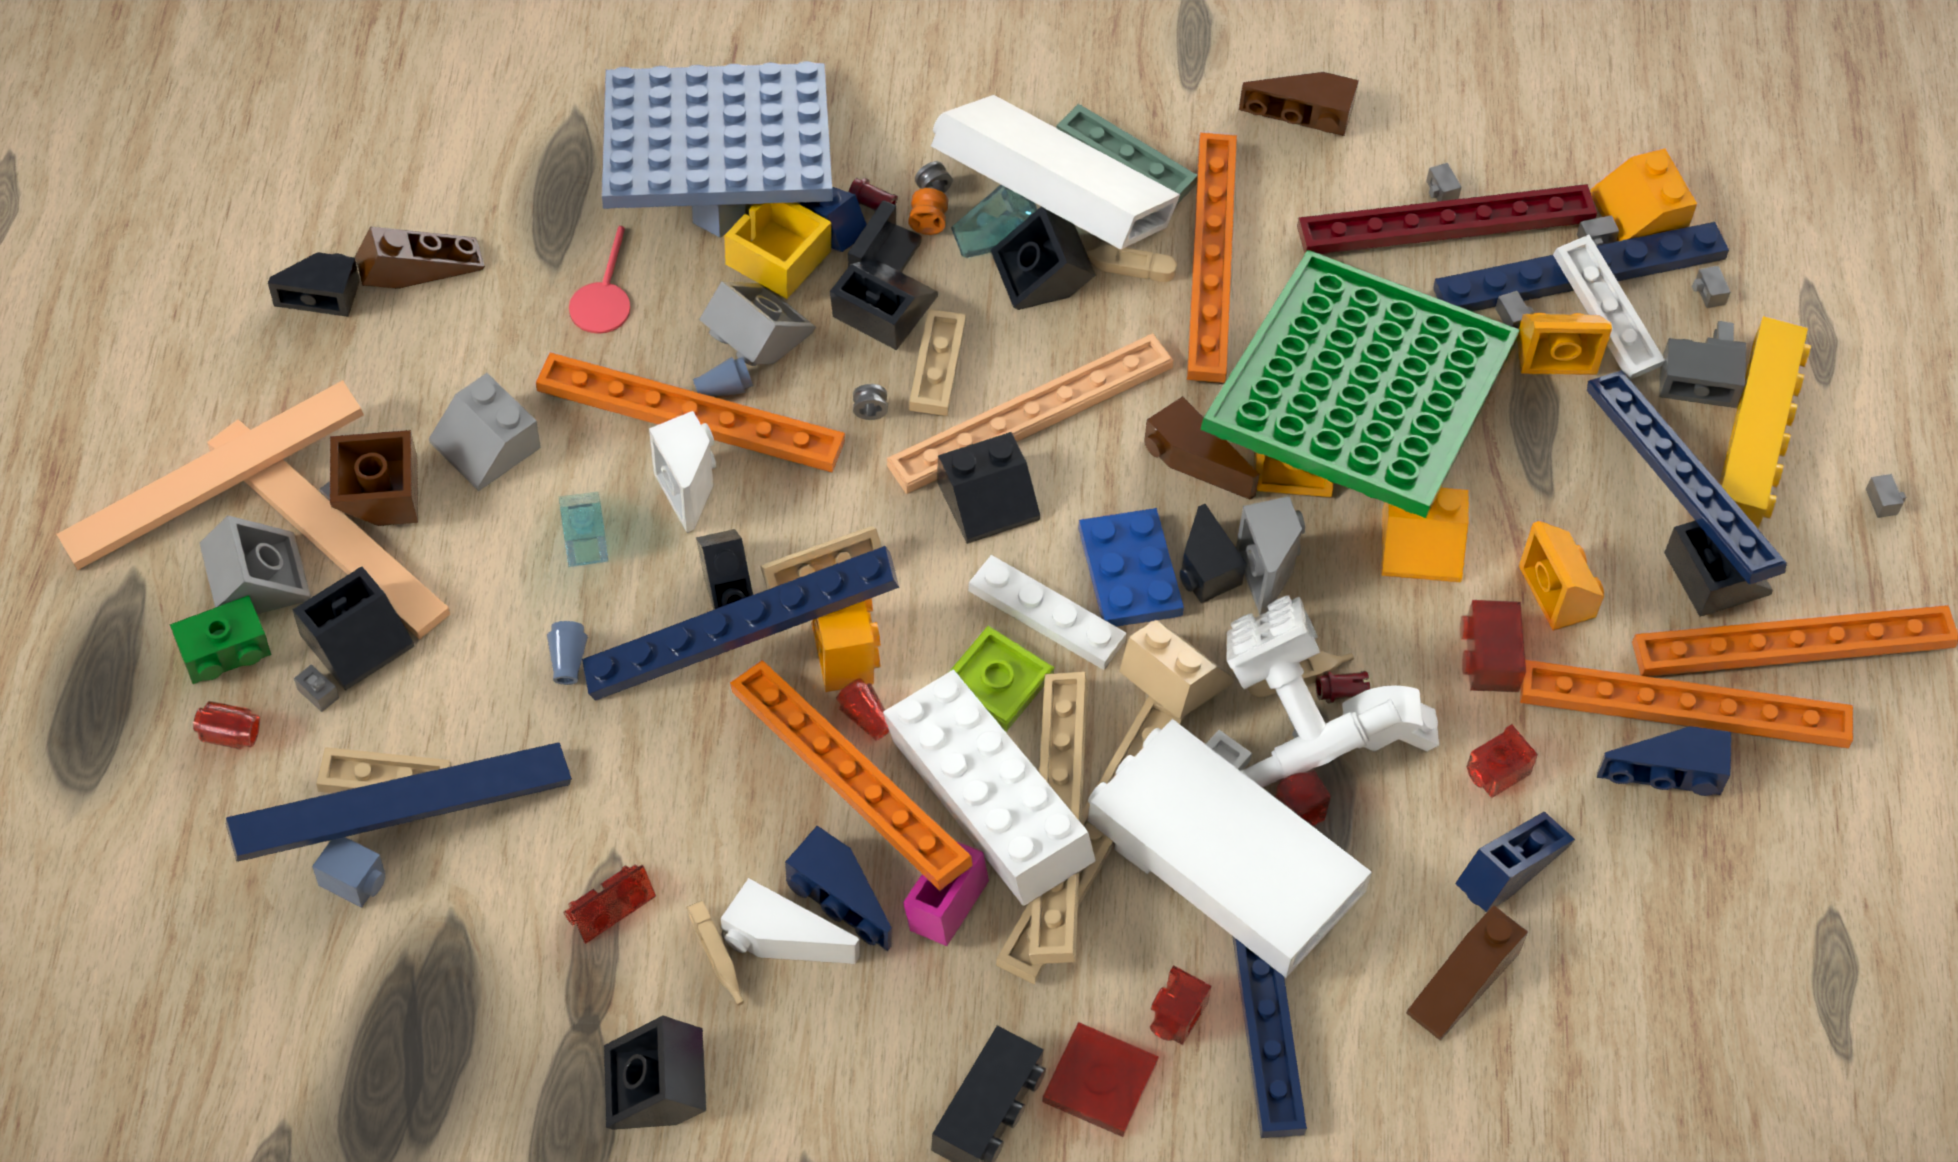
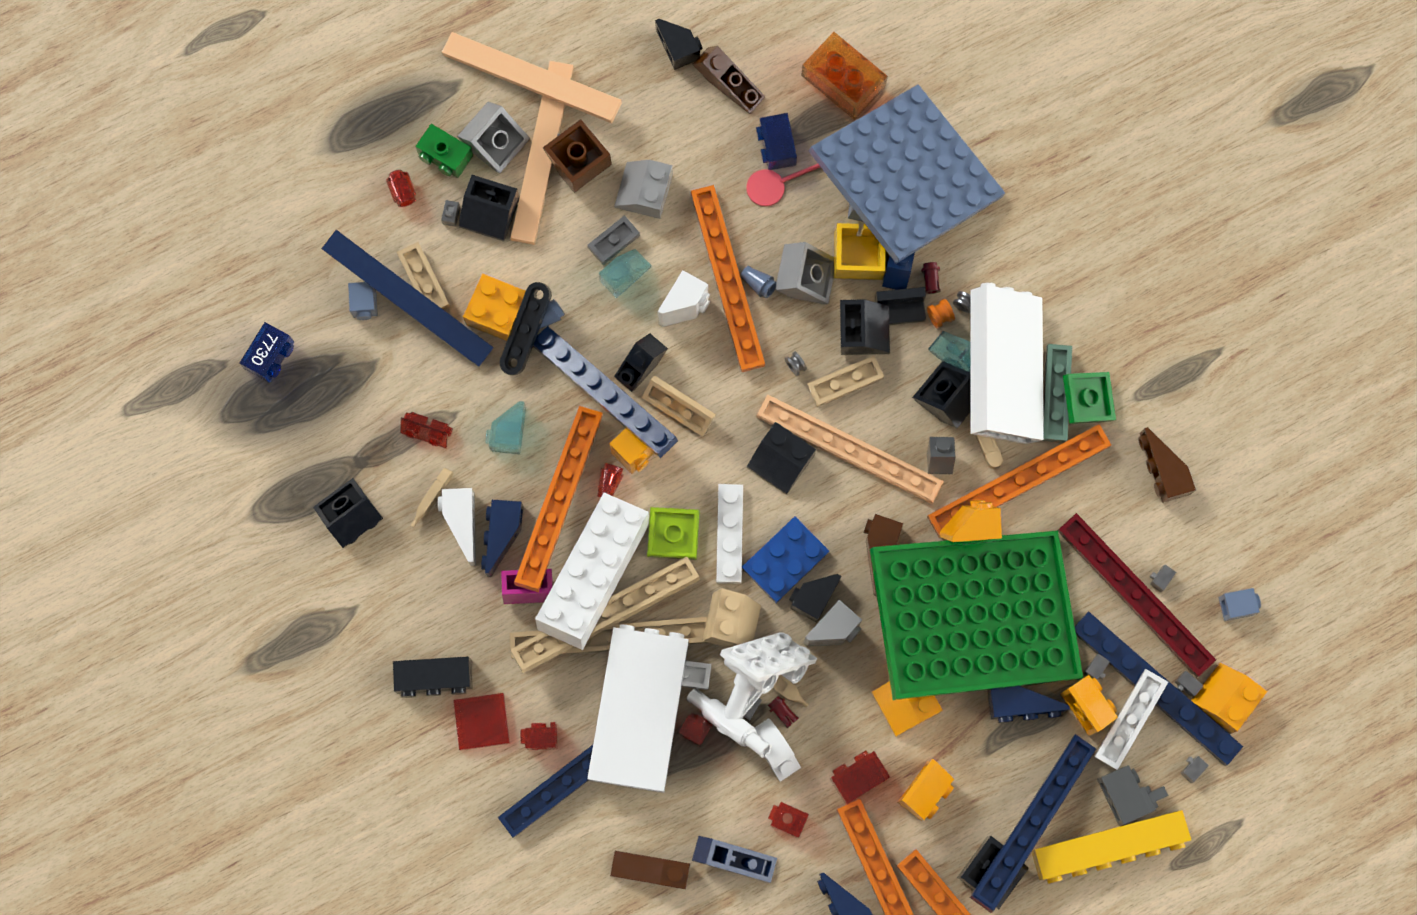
camera: 60 degrees right, 20 degrees up
(321, 1047) = (267, 352): none -> clear blue brick
(506, 702) = (493, 307): none -> light orange brick
(527, 511) = (613, 240): none -> flat silver plate
(529, 130) = (844, 75): none -> clear orange brick
(552, 252) = (777, 141): none -> clear blue brick
(568, 679) = (525, 328): none -> black plate
(699, 793) = (507, 430): none -> clear light blue slope
(1119, 310) = (941, 455): none -> dark grey brick
(1159, 122) = (1089, 397): none -> green plate
(1241, 310) = (974, 522): none -> light orange slope
(1508, 411) = (1019, 701): none -> dark blue slope
(1531, 126) = (1239, 604): none -> sand blue brick

